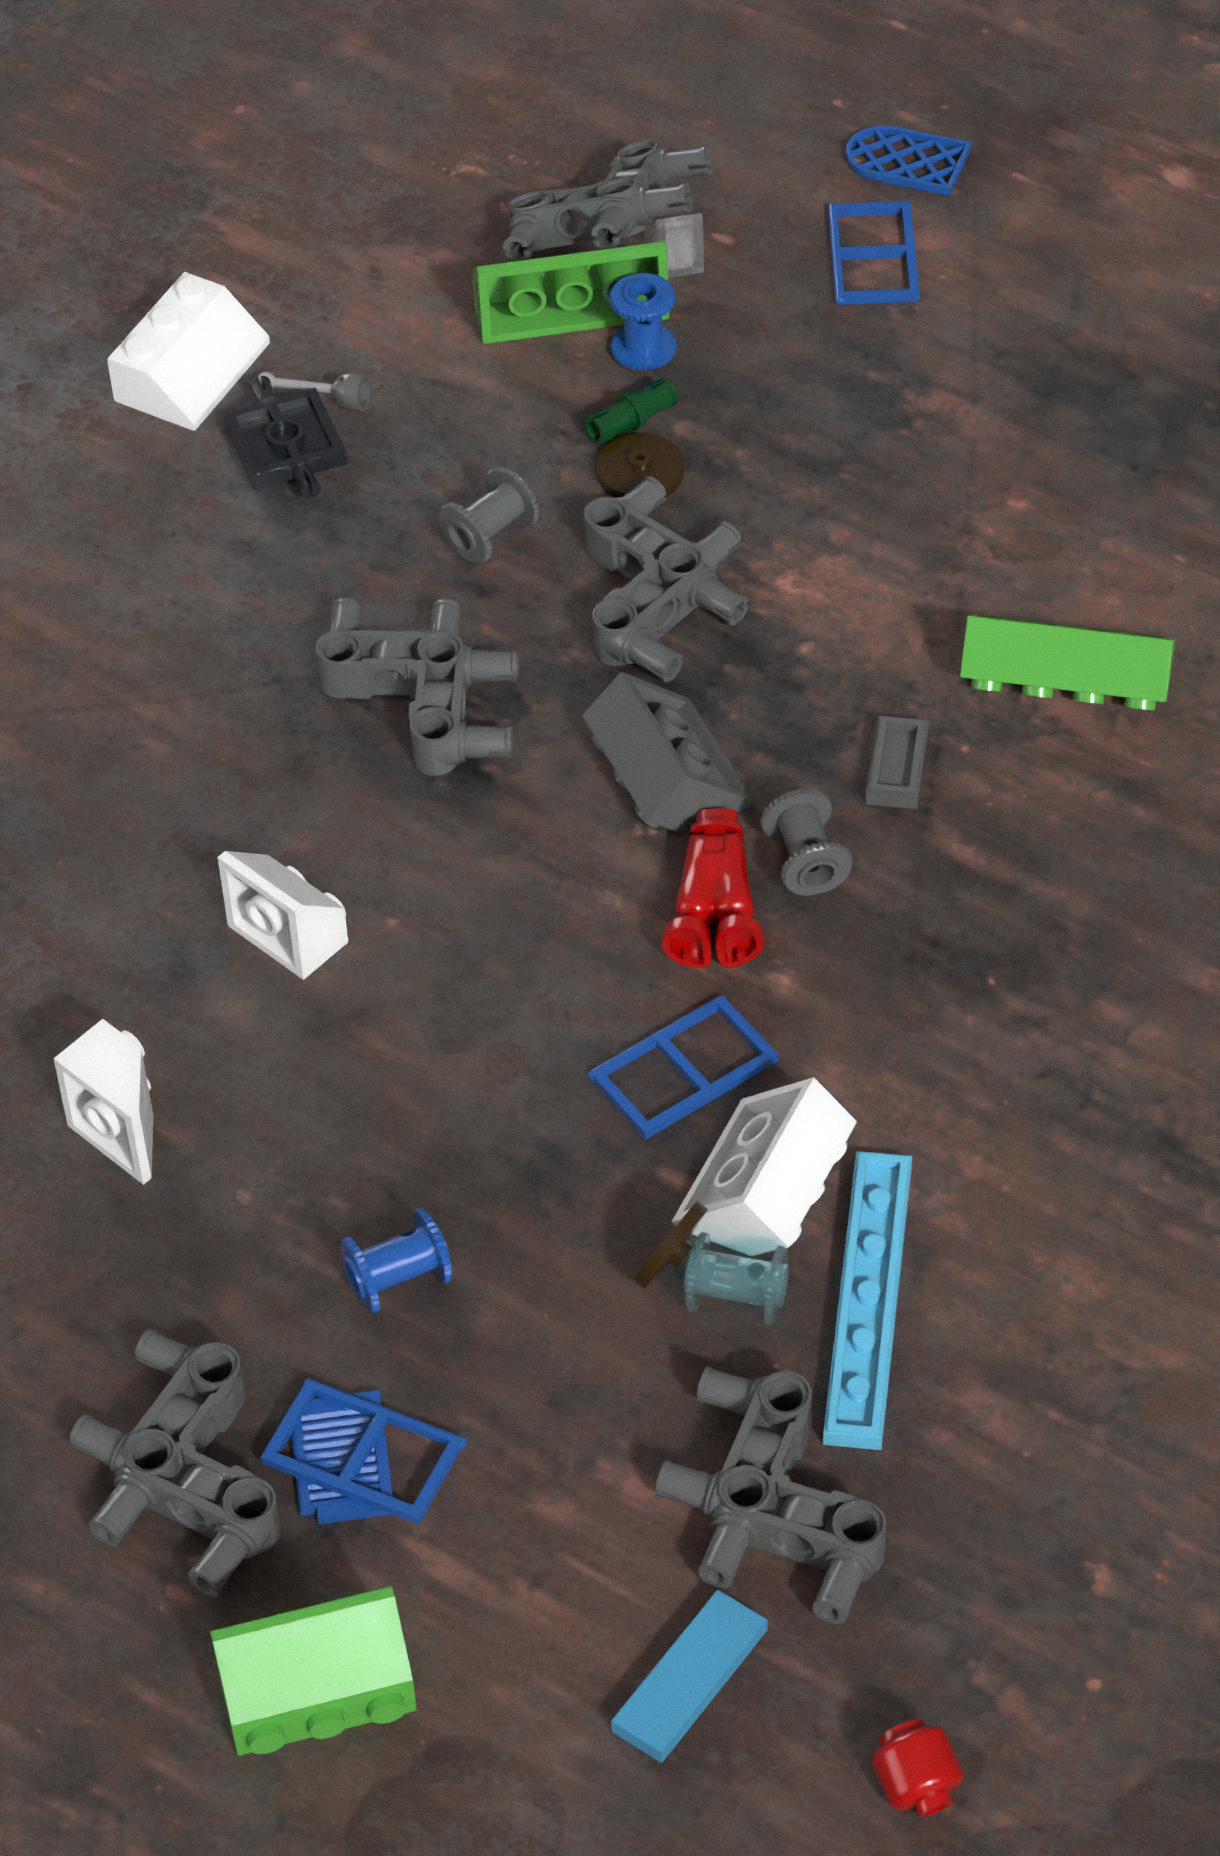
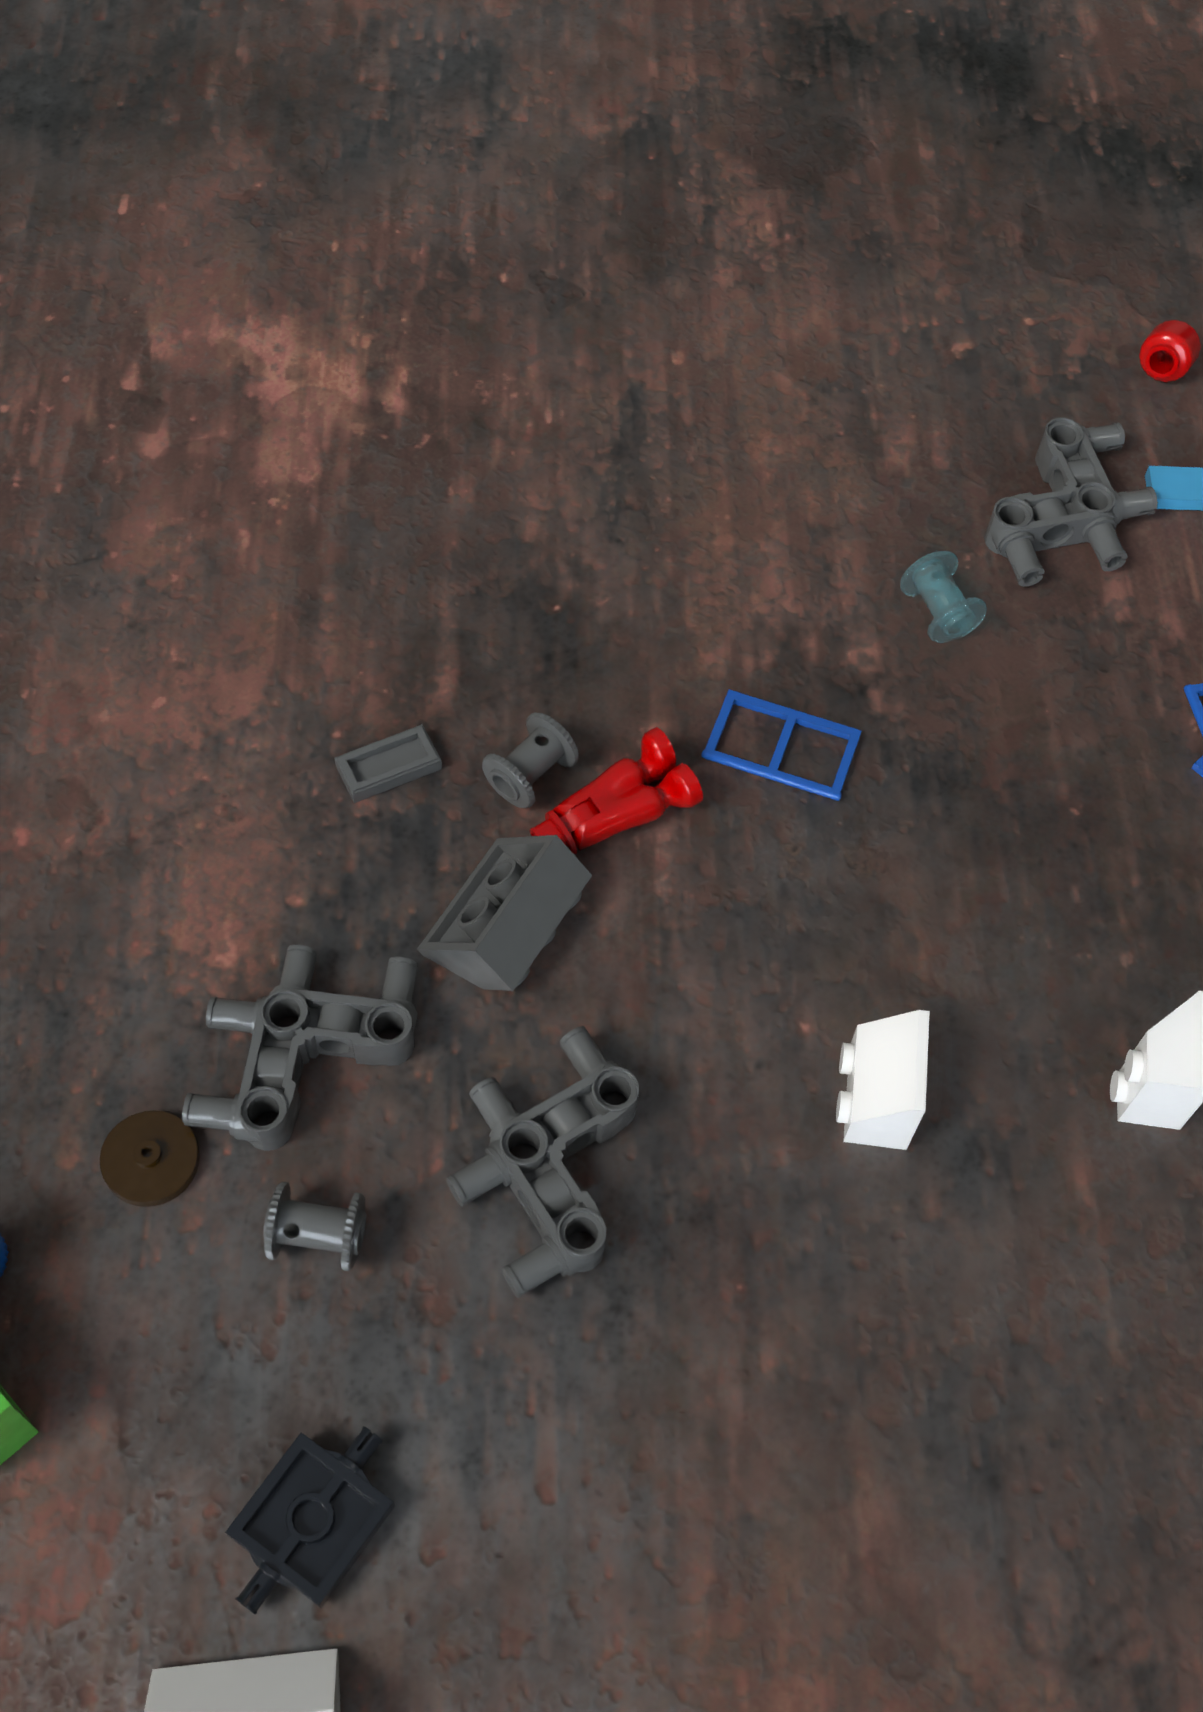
camera: 130 degrees left, 10 degrees up
(349, 391) = (200, 1505): dark grey hinge -> none
(396, 1260) = (1117, 799): blue hose -> none
(631, 411) = (82, 1202): dark green pin -> none
(674, 1247) = (959, 635): dark brown piece -> none
(769, 1167) = (842, 634): white slope -> none
(868, 1301) = (875, 540): medium azure tile -> none
(1067, 658) = (204, 694): bright green slope -> none

